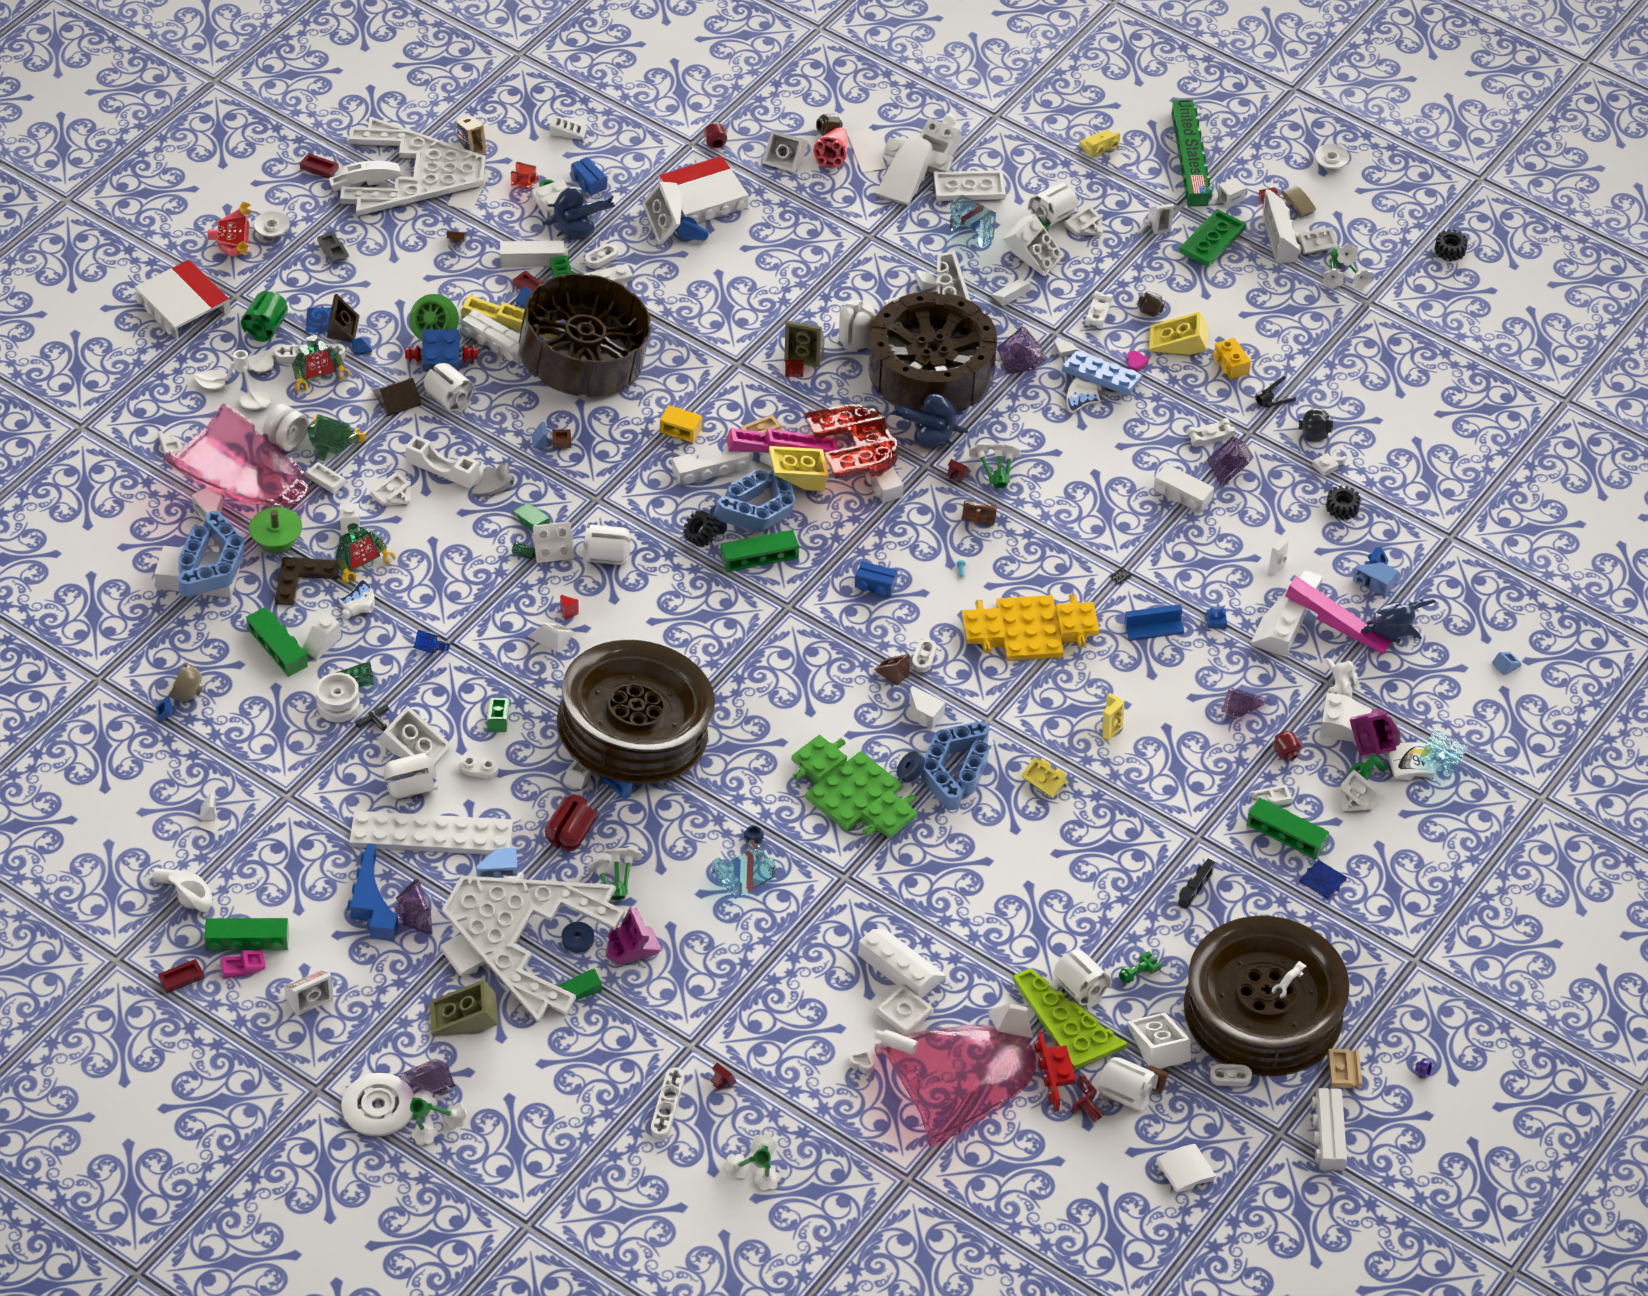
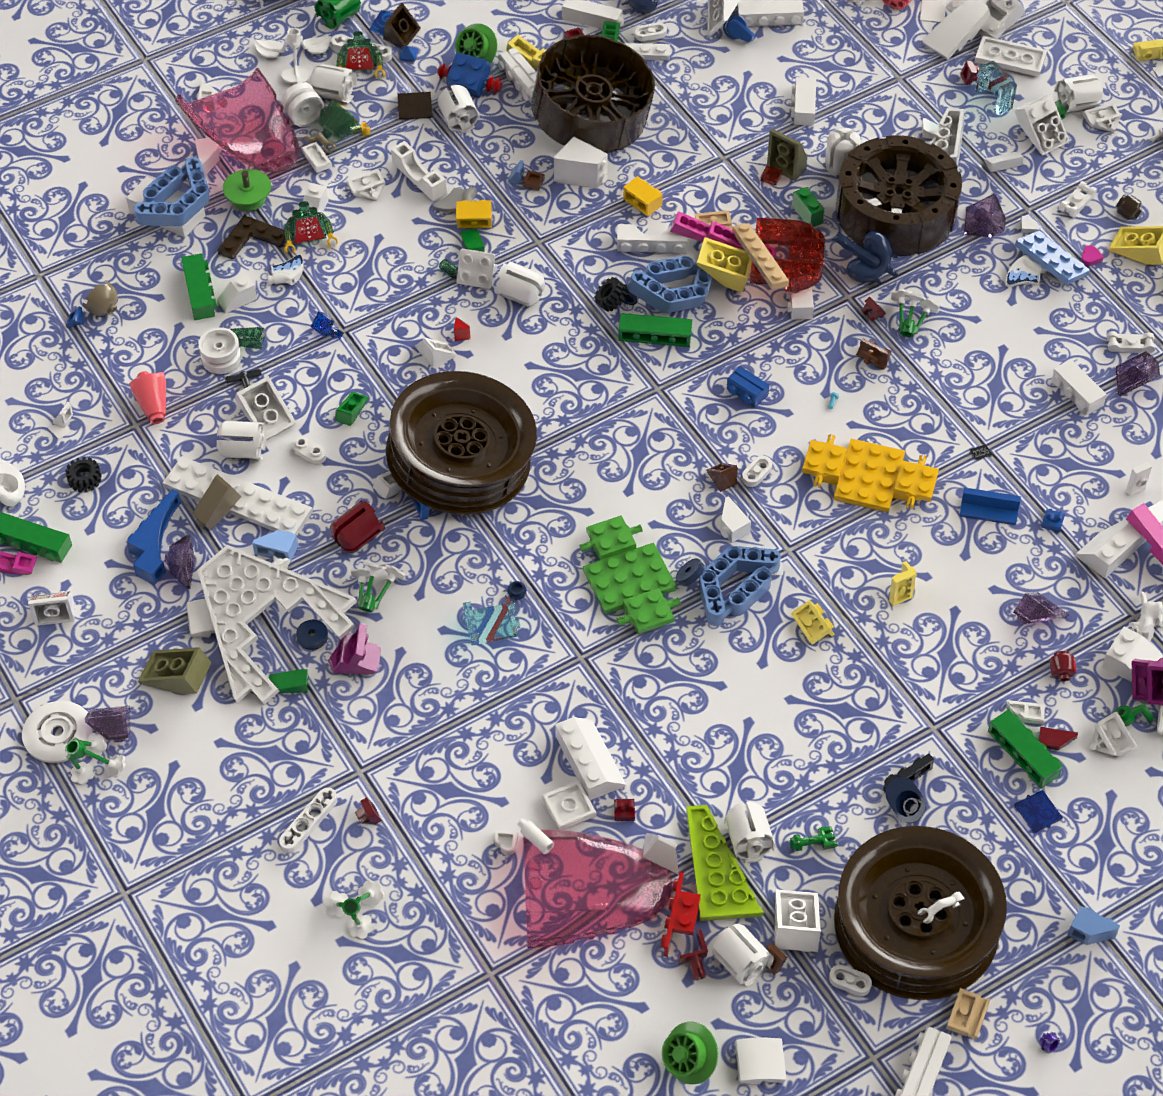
camera: 25 degrees right, 5 degrees up
(264, 849) = (85, 482): none -> black tyre
(292, 761) = (150, 394): none -> coral cone
(305, 395) = (333, 82): none -> white cylinder
(320, 456) = (319, 137): none -> dark tan arm
(420, 842) = (215, 503): none -> dark tan slope
(521, 489) = (474, 214): none -> yellow brick
(605, 409) = (580, 165): none -> white slope
(791, 285) = (803, 101): none -> white brick
(833, 449) = (760, 256): none -> tan plate
(847, 388) = (808, 206): none -> green brick
(938, 213) = (969, 73): none -> dark red tile
(956, 998) = (624, 809): none -> dark red tile
(1125, 1180) = (690, 1053): none -> bright green piece
(1206, 905) = (905, 800): none -> dark blue piece
(1310, 810) = (1055, 738): none -> dark red tile
(1416, 961) = (1092, 928): none -> medium blue slope

